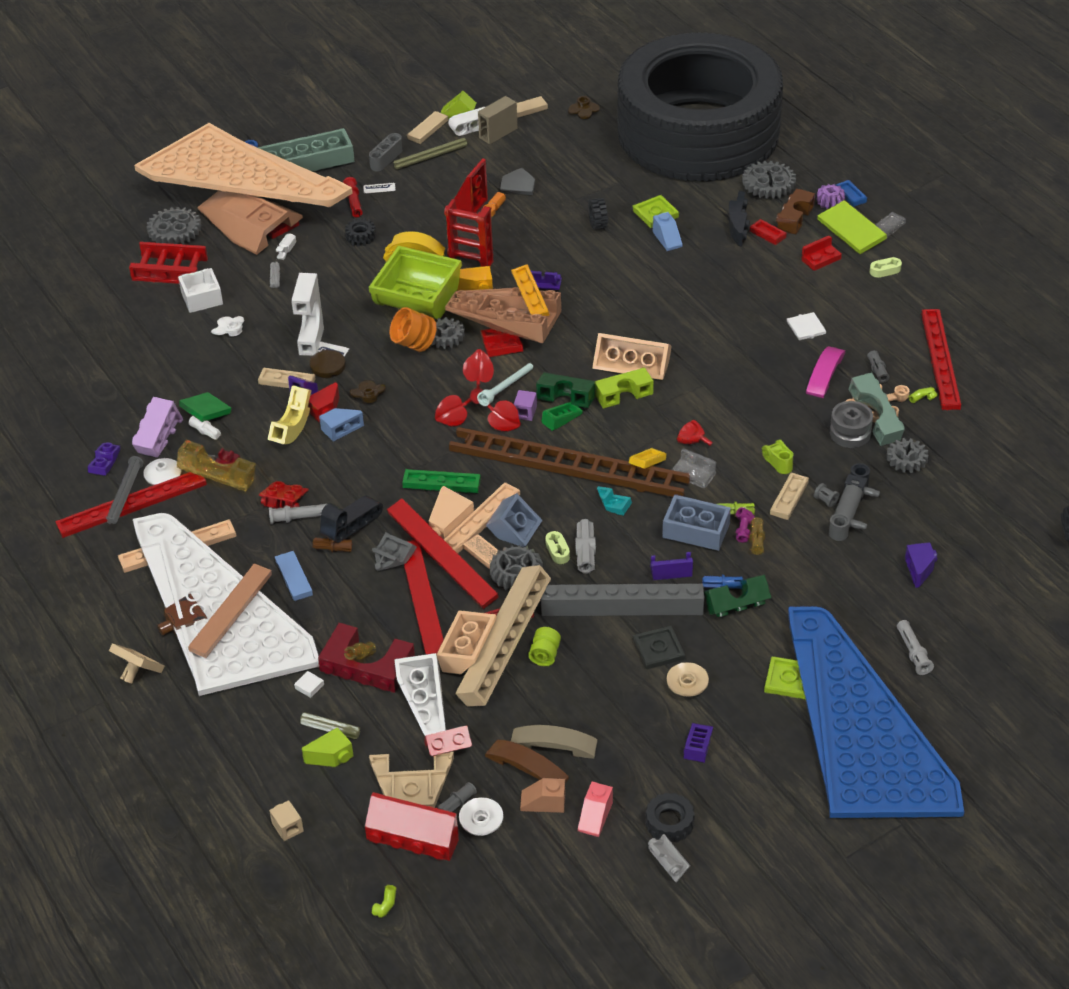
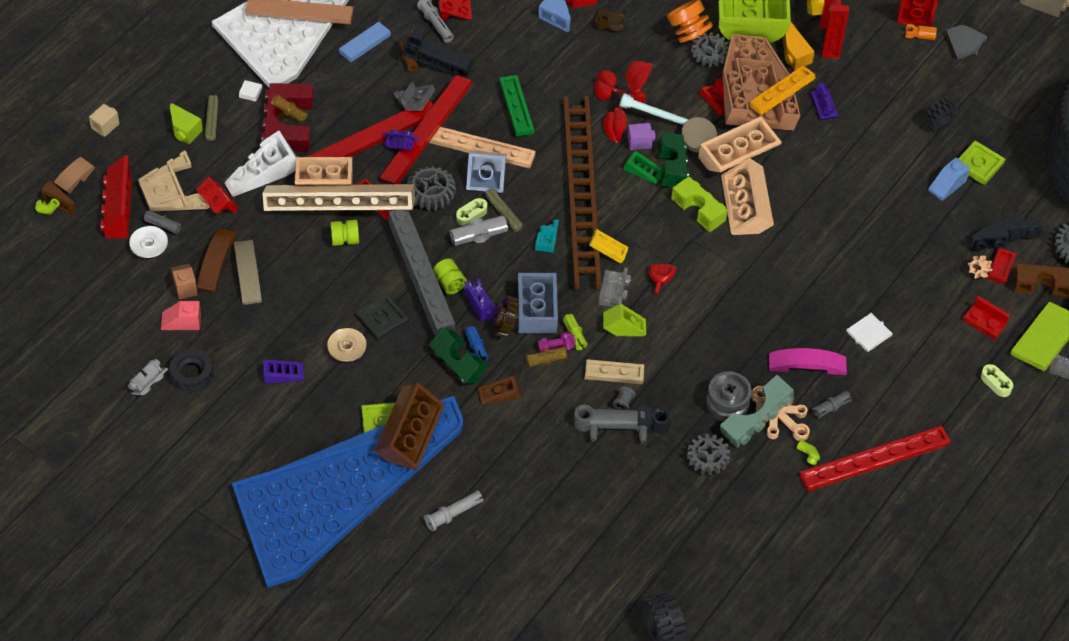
camera: 65 degrees right, 10 degrees up
(350, 867) = (71, 176): none -> medium nougat slope
(374, 889) = (51, 191): none -> reddish brown slope
(449, 512) = (475, 120): light nougat slope -> none
(452, 567) = (399, 140): none -> dark purple hinge
(480, 550) = (447, 158): light nougat tile -> none
(539, 363) = (697, 131): none -> dark tan tile
(563, 524) = (504, 210): none -> olive axle
(575, 342) = (737, 145): none -> light nougat slope
(640, 575) = (449, 276): none -> lime wheel
(702, 550) = (505, 316): none -> dark brown gear
(738, 473) = (624, 322): none -> lime slope
(772, 242) = (980, 271): none -> light nougat gear
(779, 456) = (660, 350): lime piece -> none
(783, 580) = (500, 391): none -> reddish brown slope
(819, 645) = (409, 426): none -> reddish brown slope
(920, 561) = (562, 494): dark purple slope -> none

